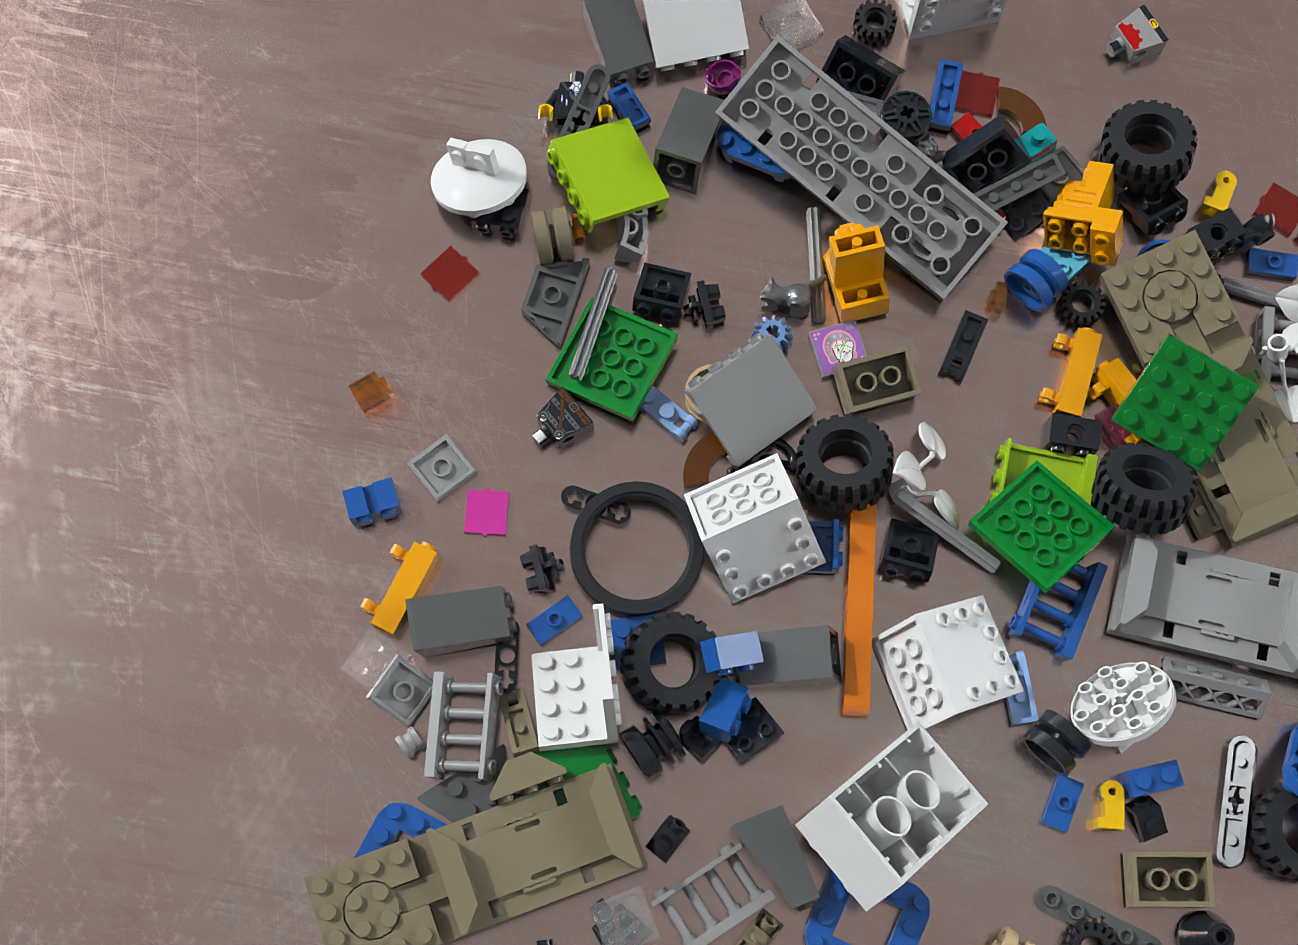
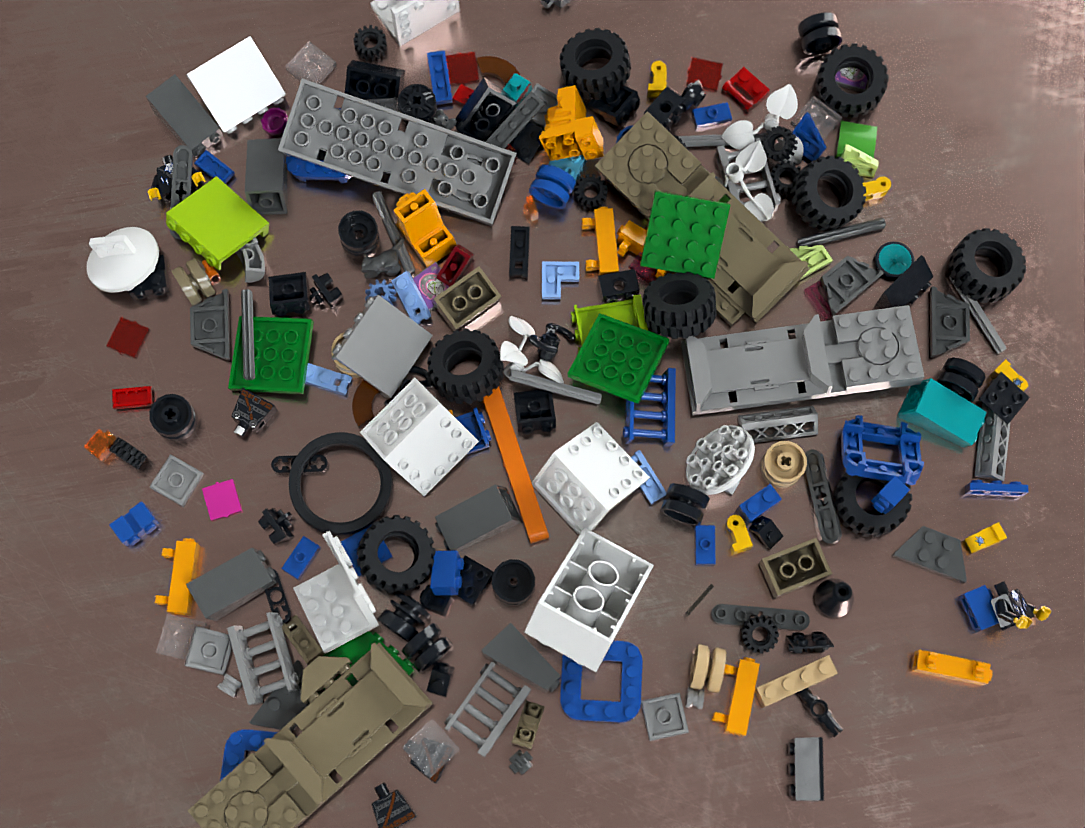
camera: 25 degrees left, 0 degrees up
(397, 413) = (127, 453): none -> black tyre
(427, 347) = (132, 397): none -> red plate
(461, 377) = (173, 417): none -> black wheel
(667, 799) = (427, 647): none -> black wheel
(732, 652) = (435, 529): brick -> none
(774, 237) = (354, 225): none -> black wheel
(803, 771) = (513, 594): none -> black wheel
(808, 352) = (411, 297): none -> light blue plate
(877, 333) = (455, 265): none -> dark red slope
(960, 472) = (549, 342): none -> black piece
(1000, 389) = (554, 273): none -> light blue plate
(1029, 871) = (704, 594): none -> clear smoke piece
(1217, 738) = (783, 475): none -> tan wheel

